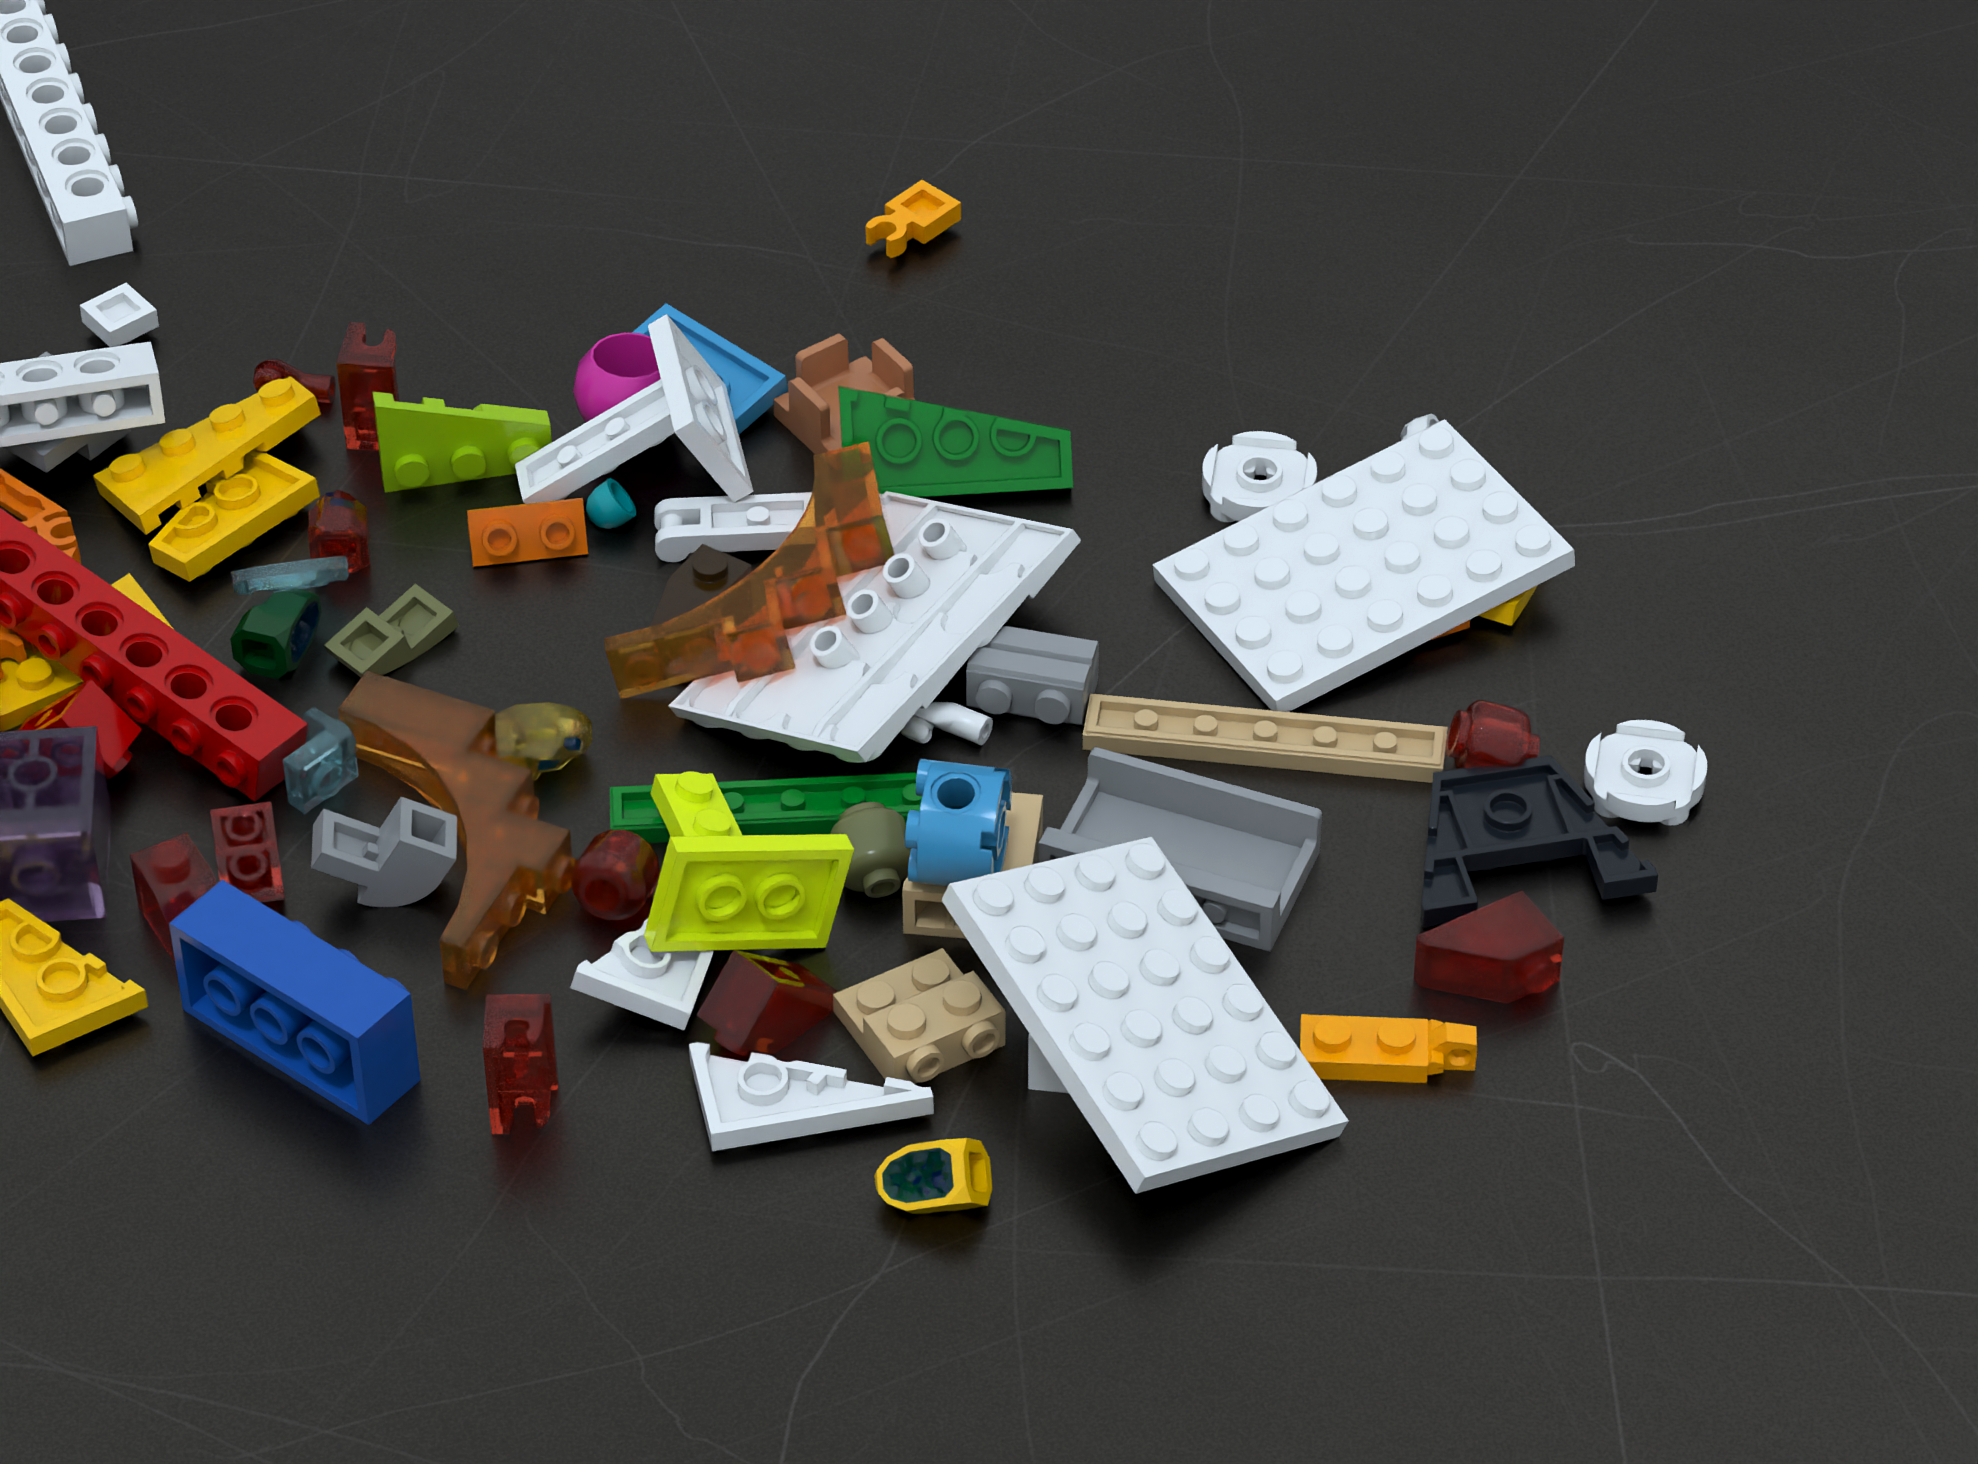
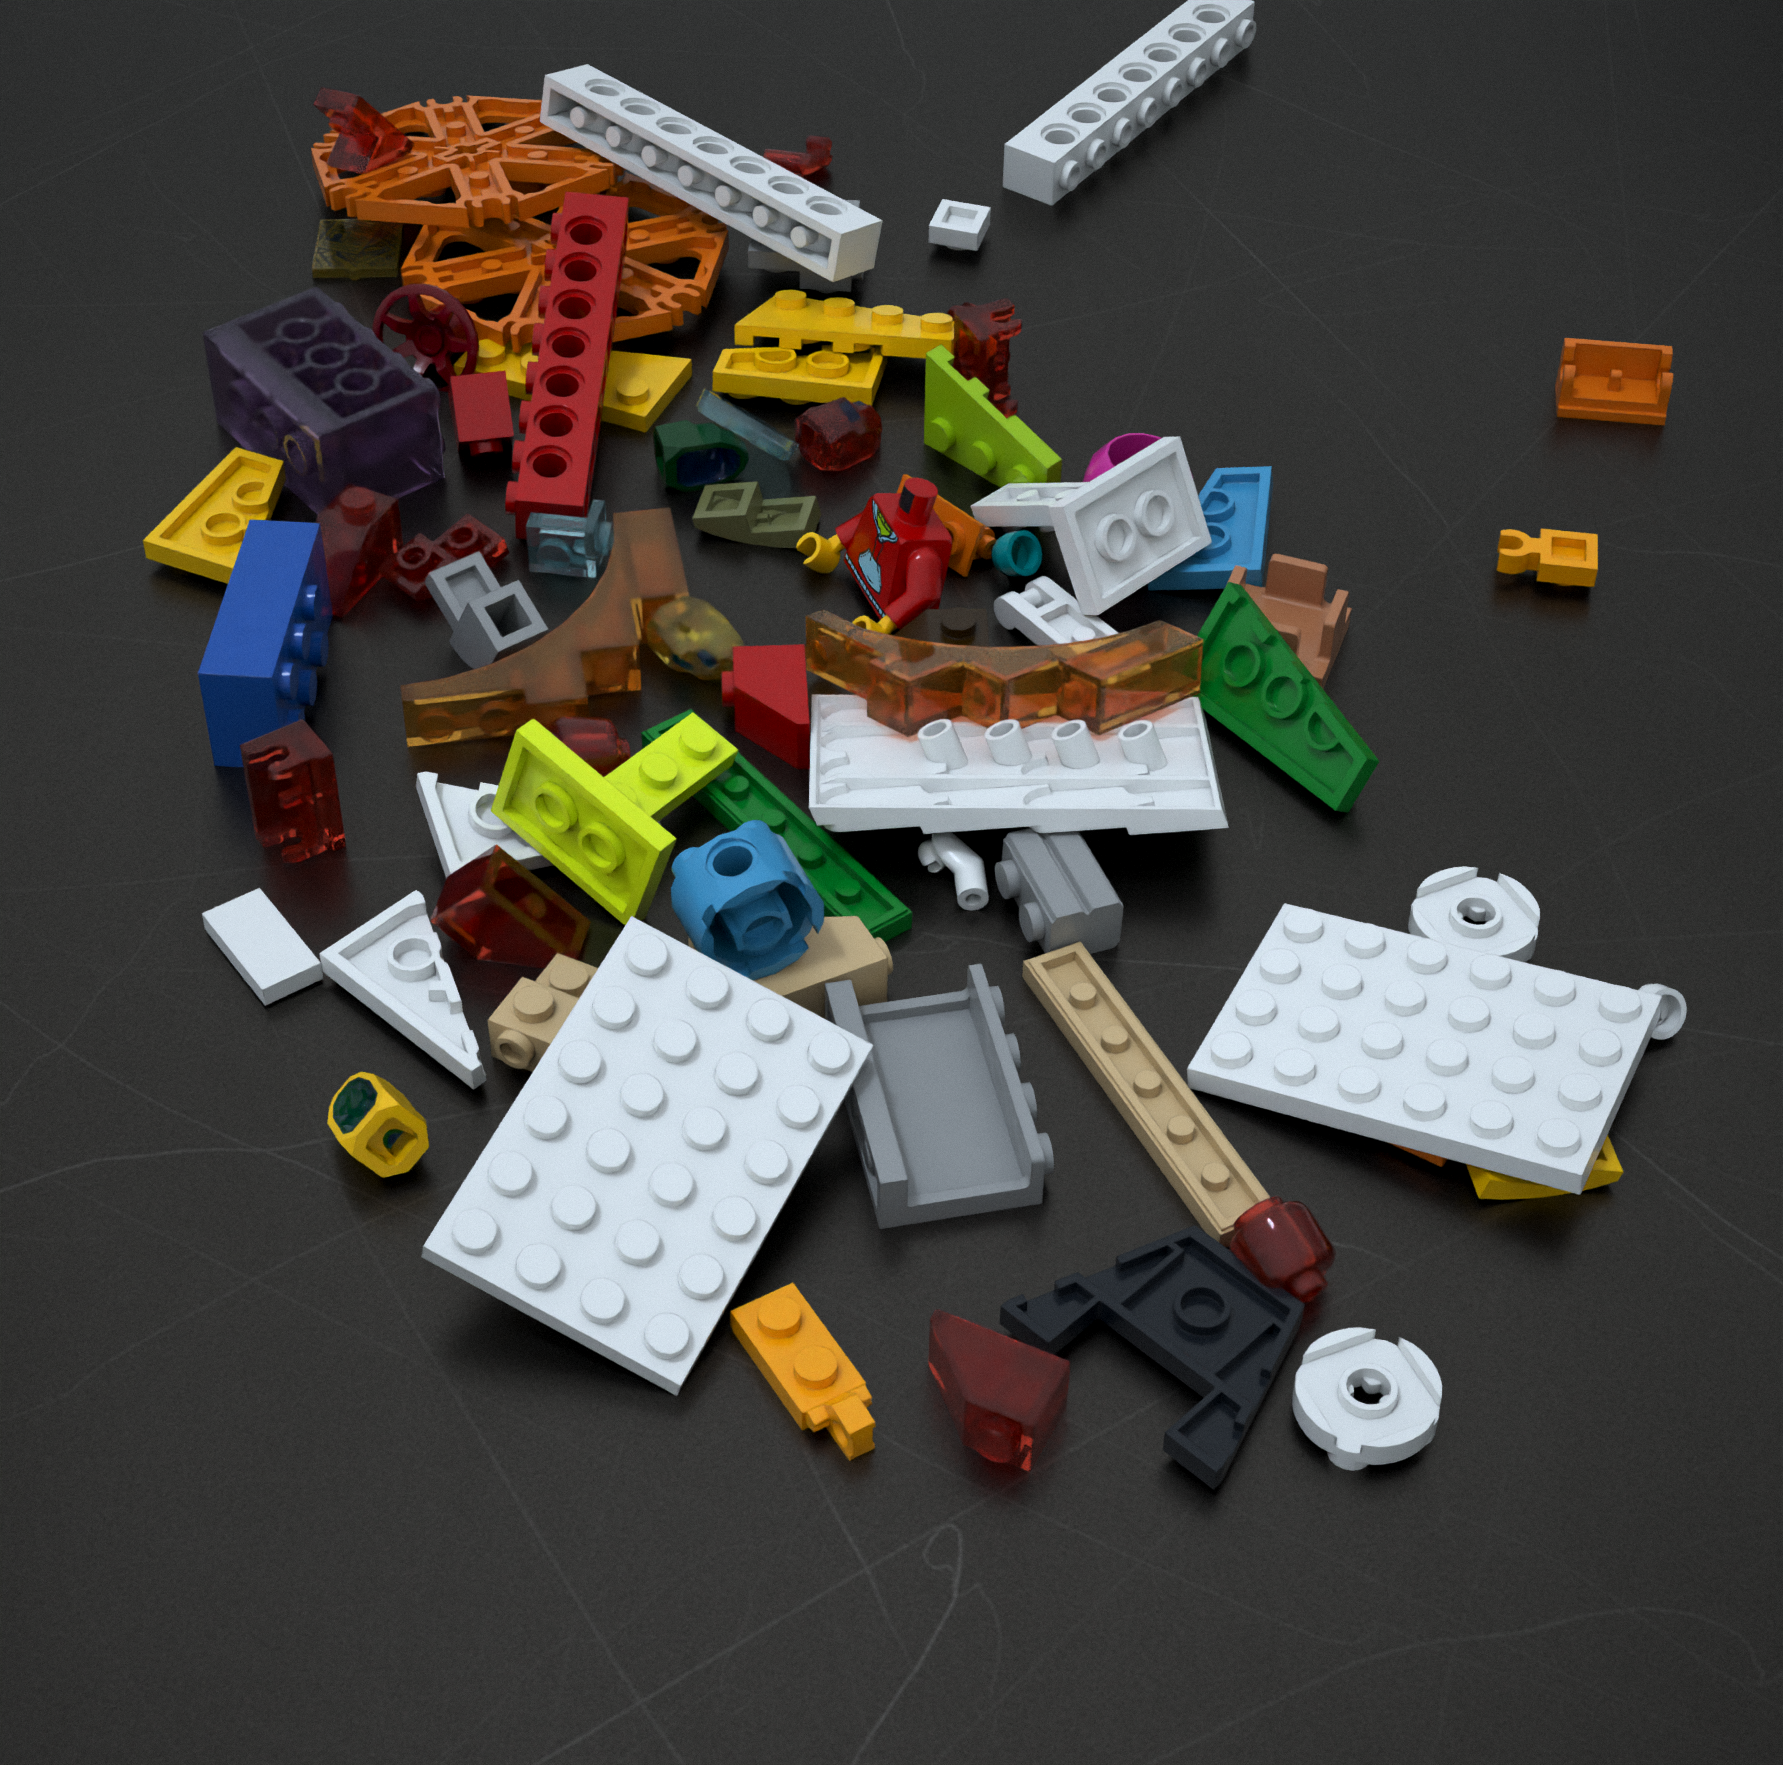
camera: 55 degrees right, 0 degrees up
(564, 568) = (893, 552): none -> red torso
(647, 1176) = (262, 946): none -> white tile
(660, 730) = (771, 699): none -> red slope
(747, 68) = (1614, 381): none -> orange hinge

